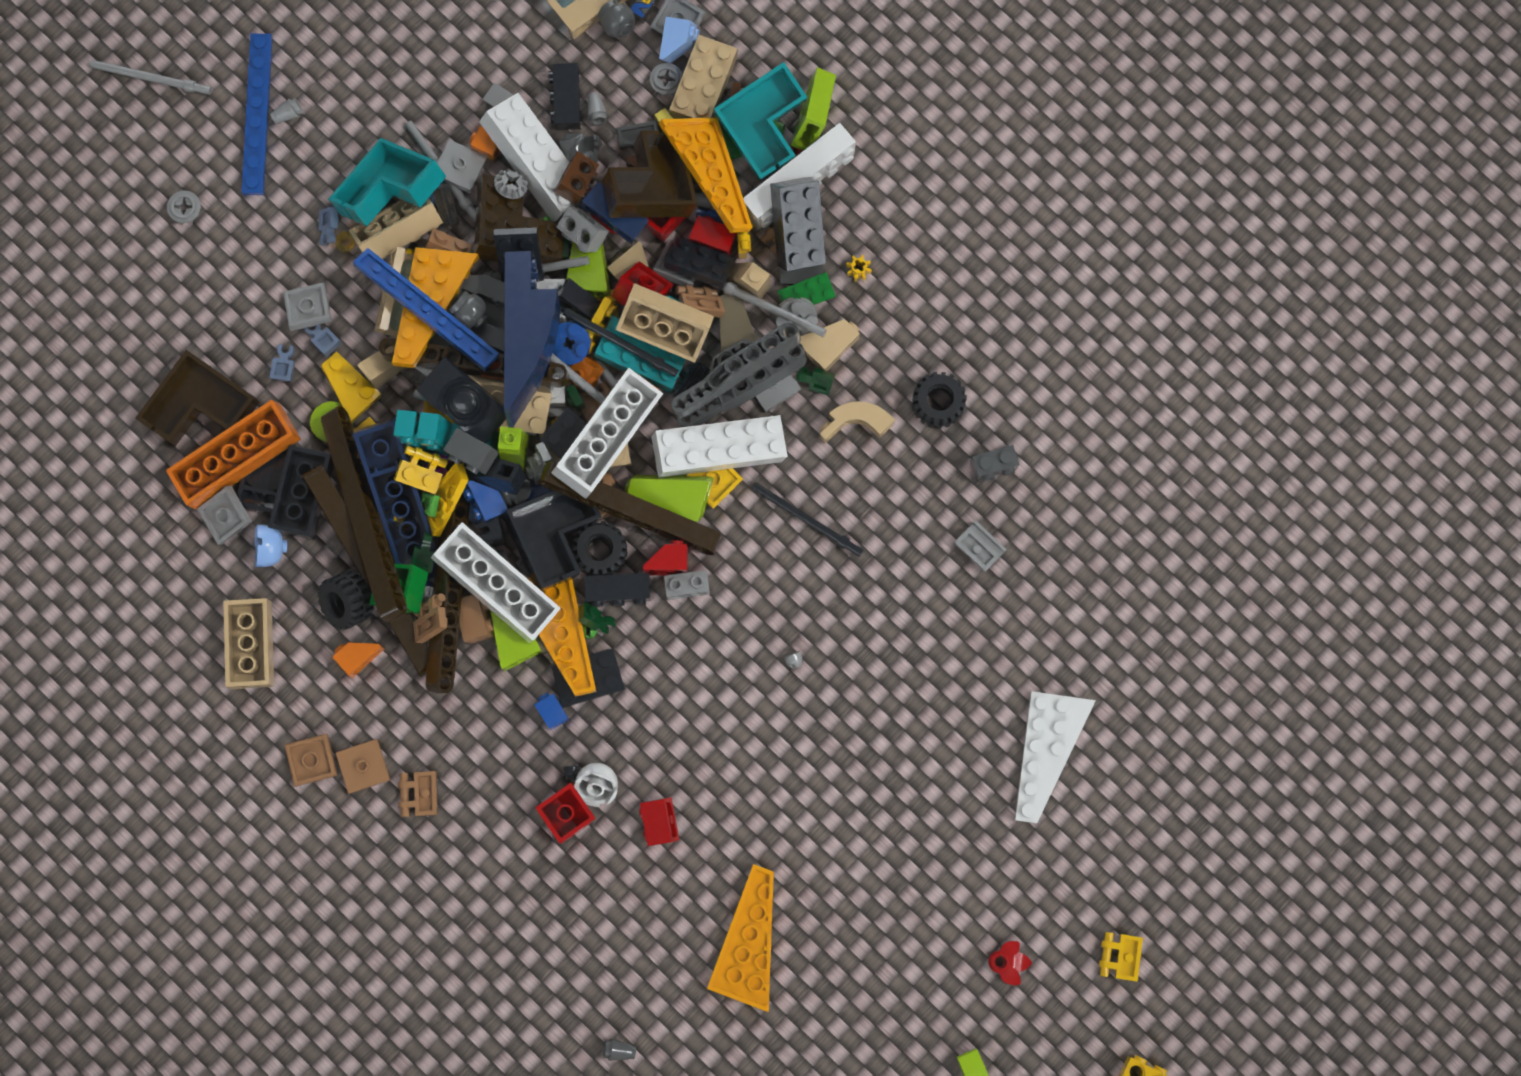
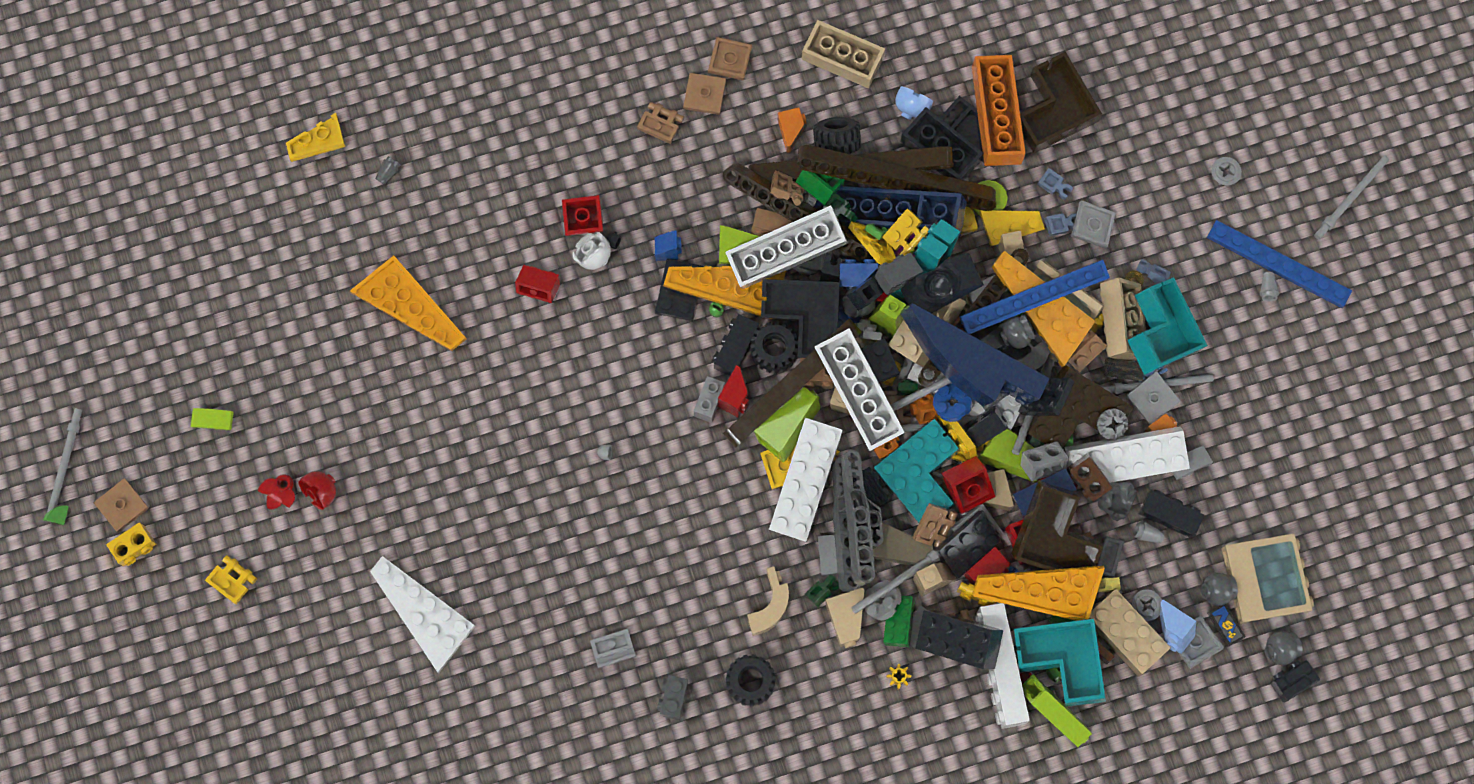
camera: 120 degrees right, 5 degrees down
(224, 515) = (954, 83): light grey plate -> none
(592, 618) = (724, 313): dark green plate -> none
(657, 362) = (899, 463): black bar -> none
(664, 323) = (927, 481): tan brick -> none
(842, 541) = (678, 541): black bar -> none
(985, 920) = (319, 488): none -> red cylinder

